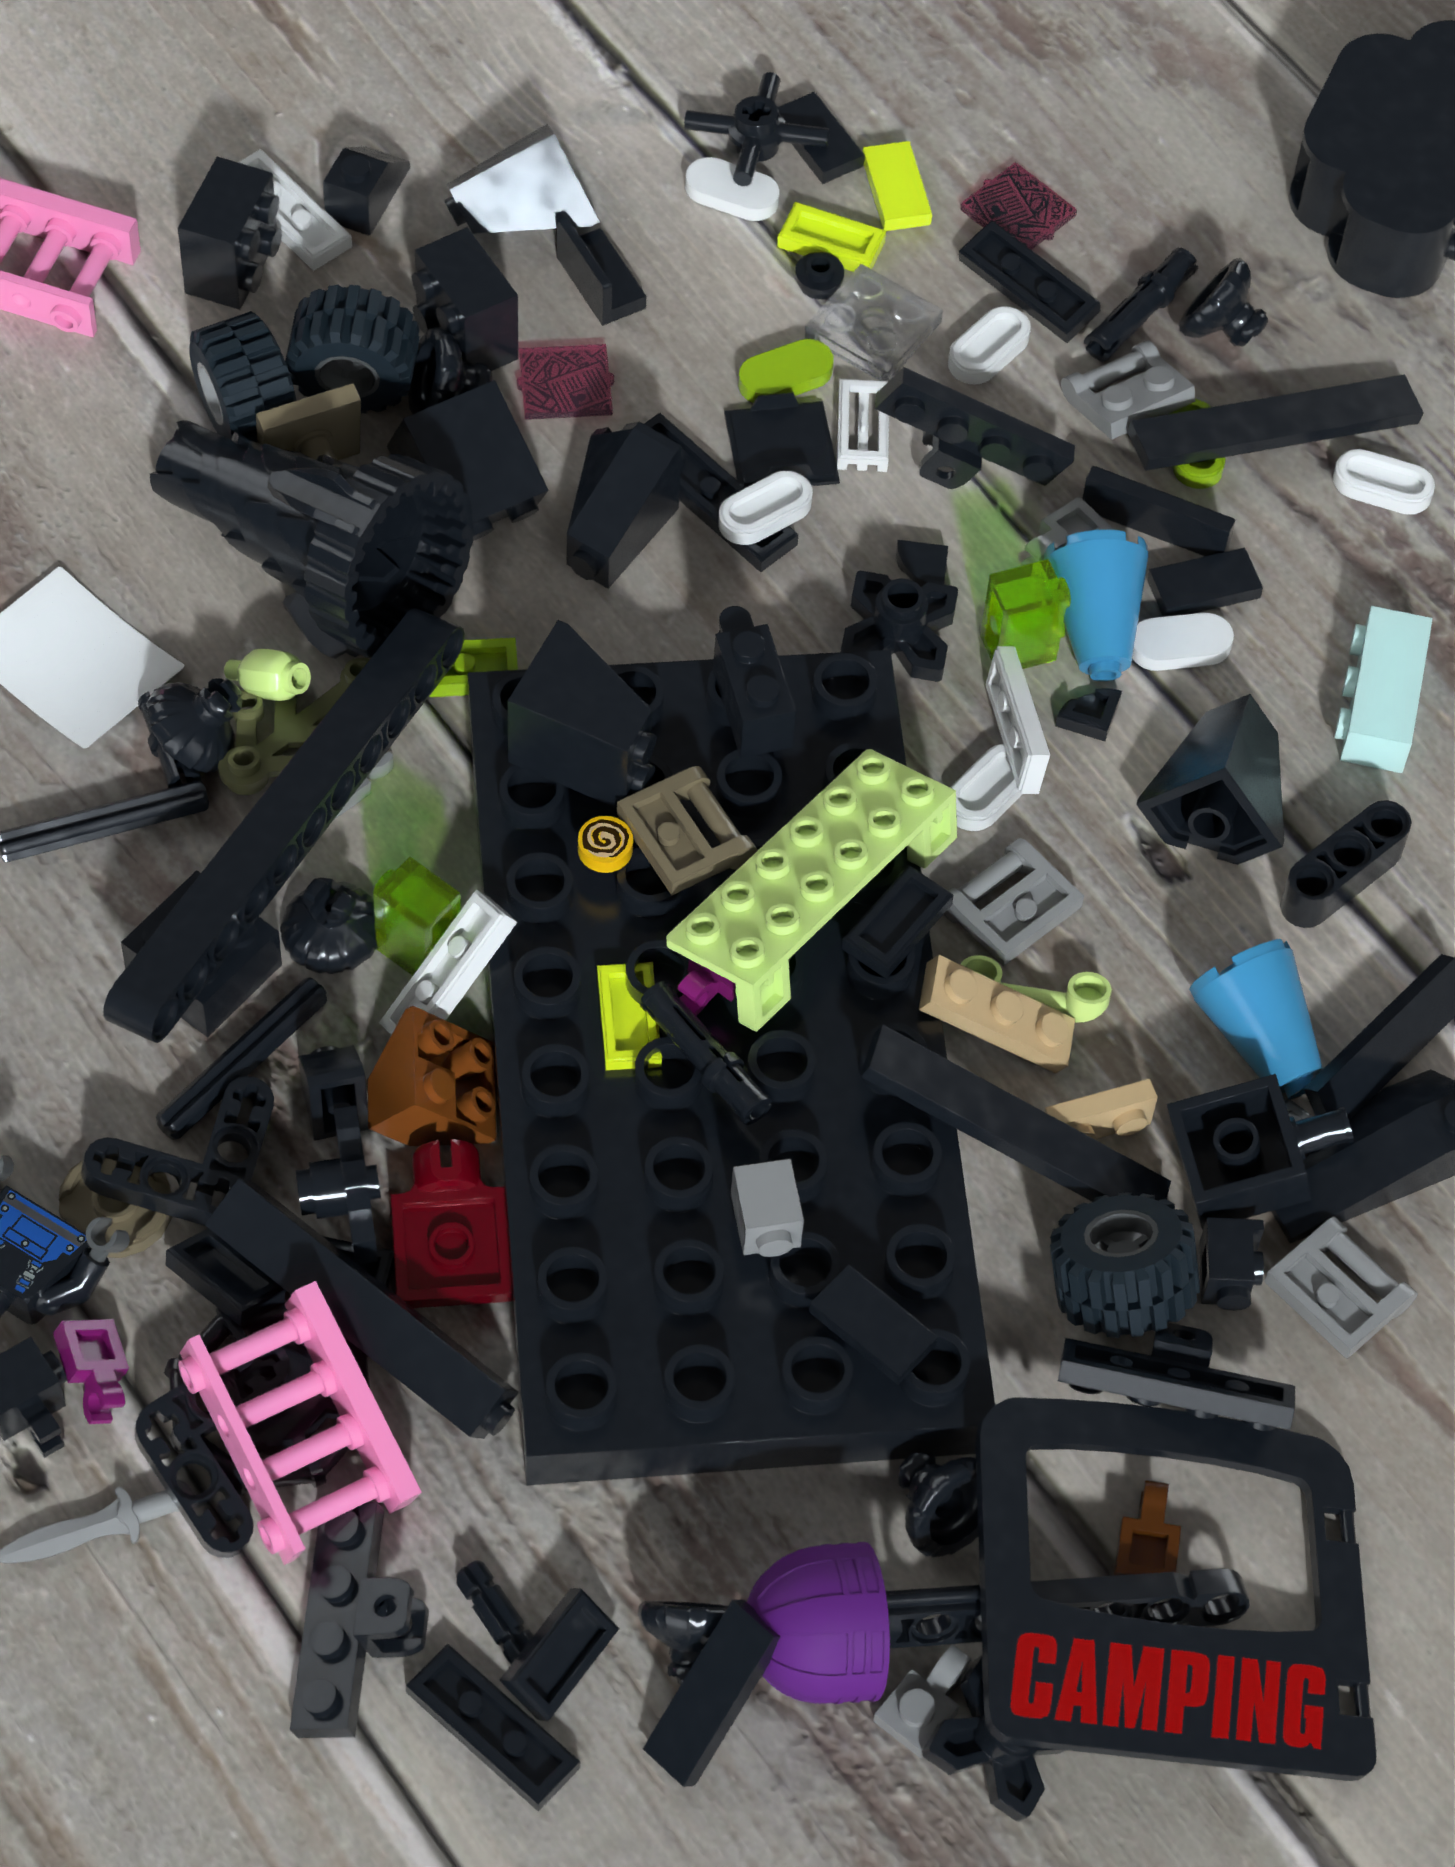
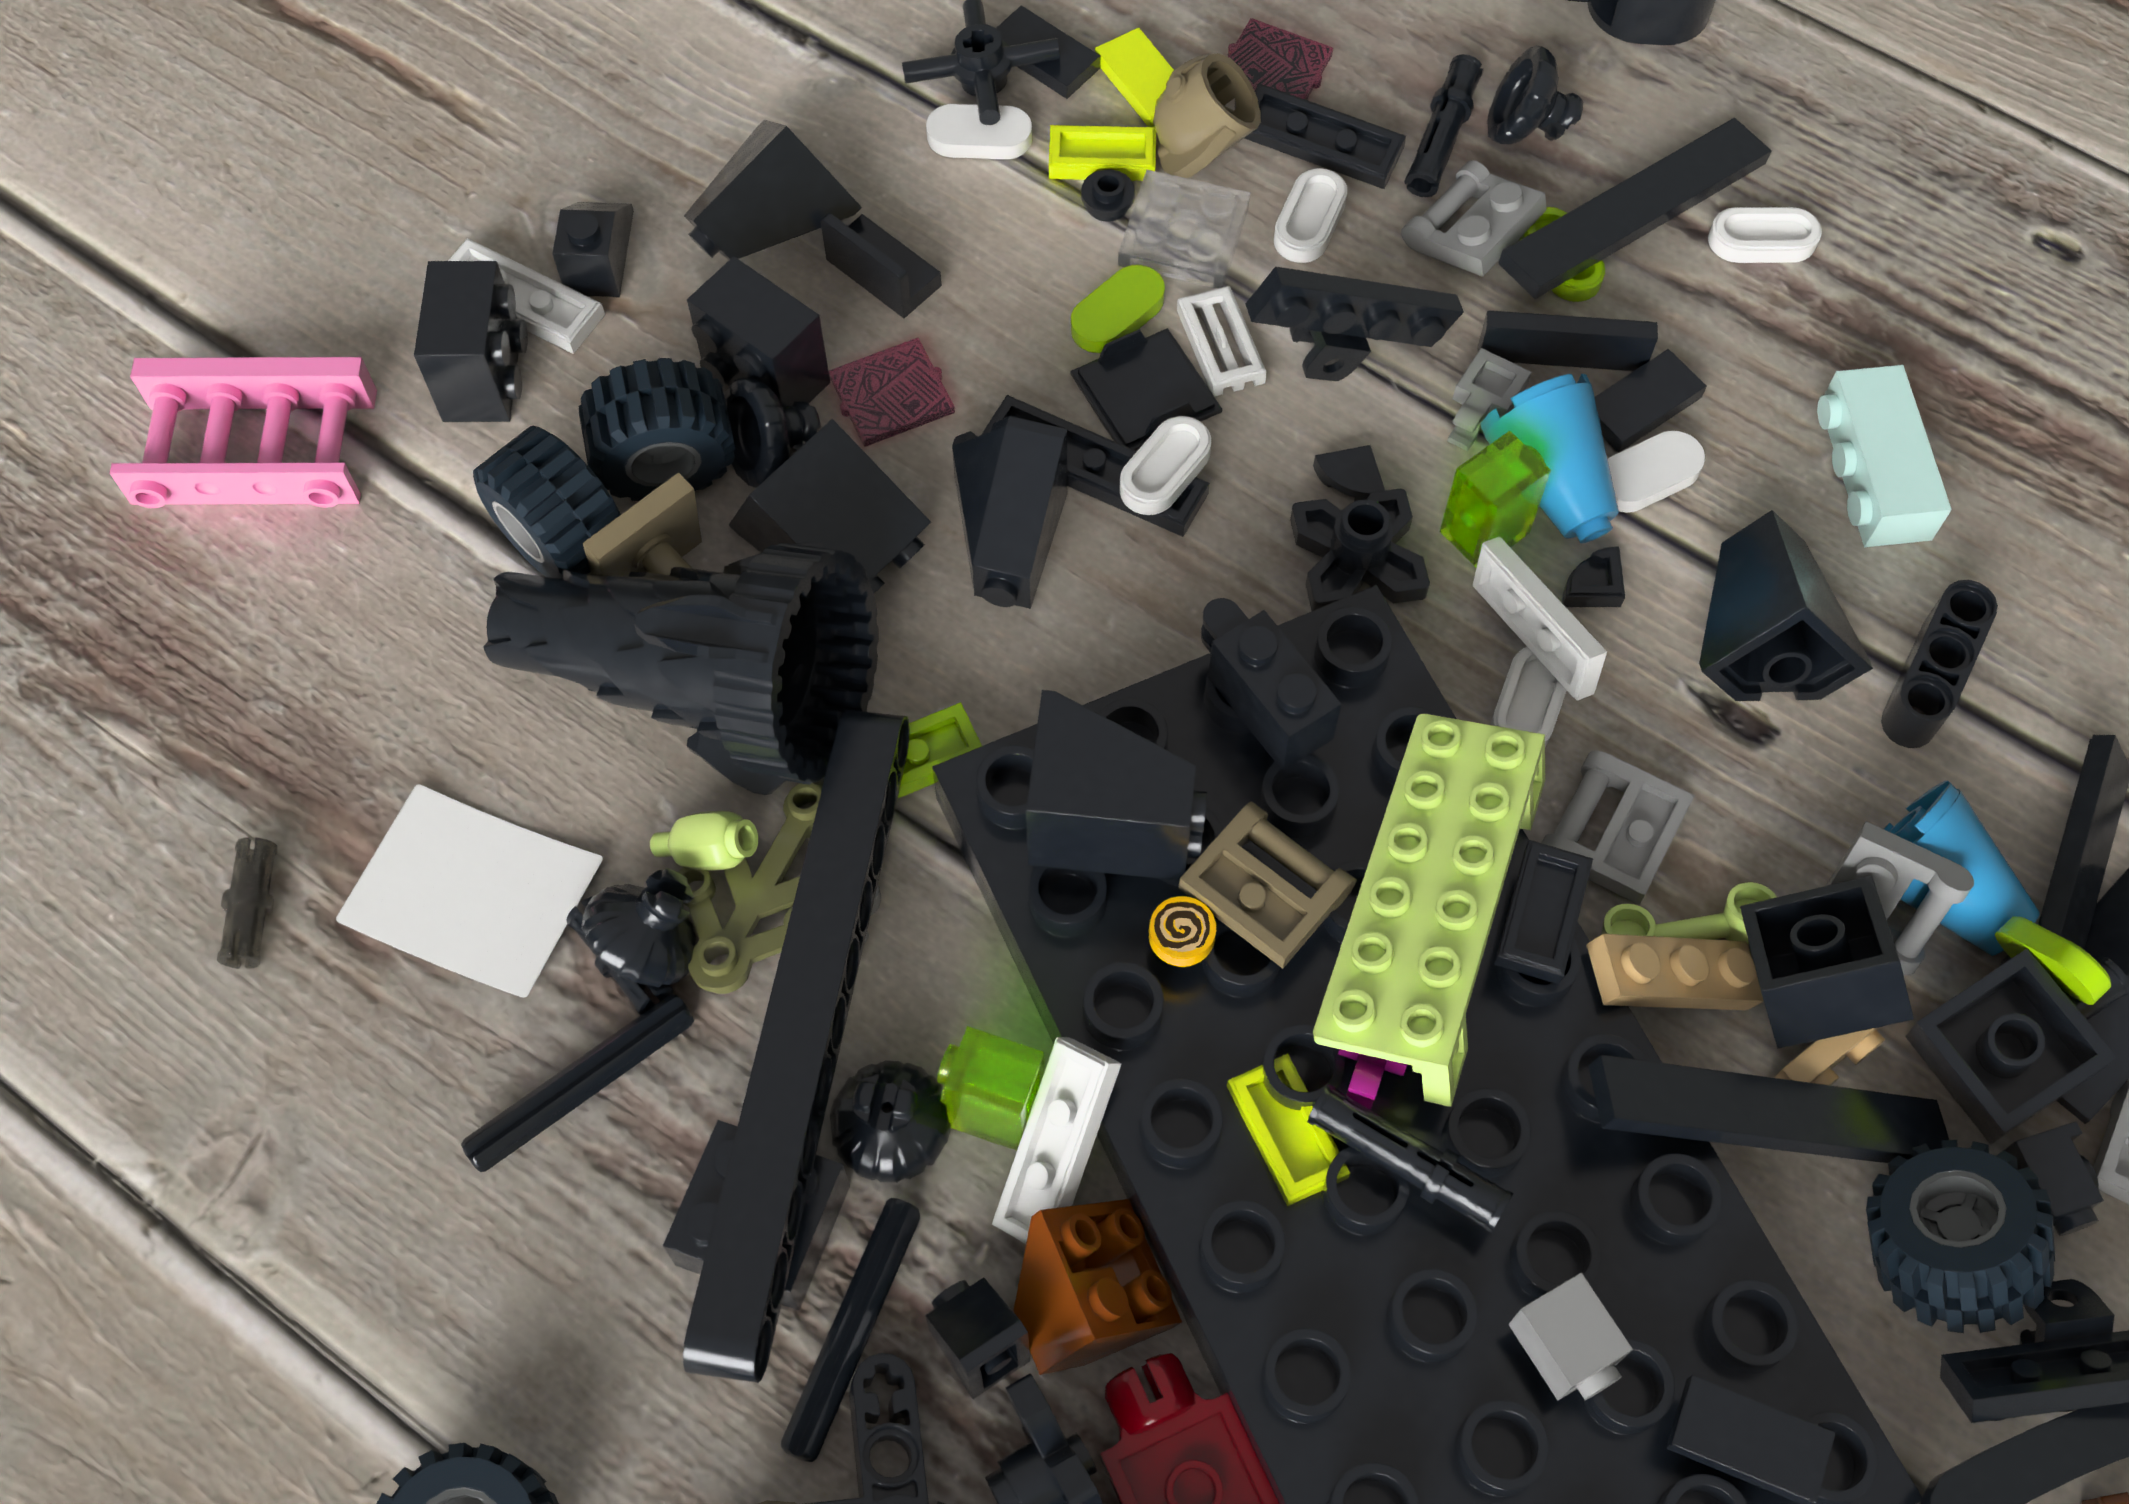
camera: 15 degrees left, 5 degrees up
(923, 240) = (1193, 114): none -> dark tan helmet
(1113, 1037) = (1826, 962): none -> black brick
(1184, 1006) = (1893, 867): none -> light grey plate
(1297, 1091) = (2063, 960): none -> lime tile

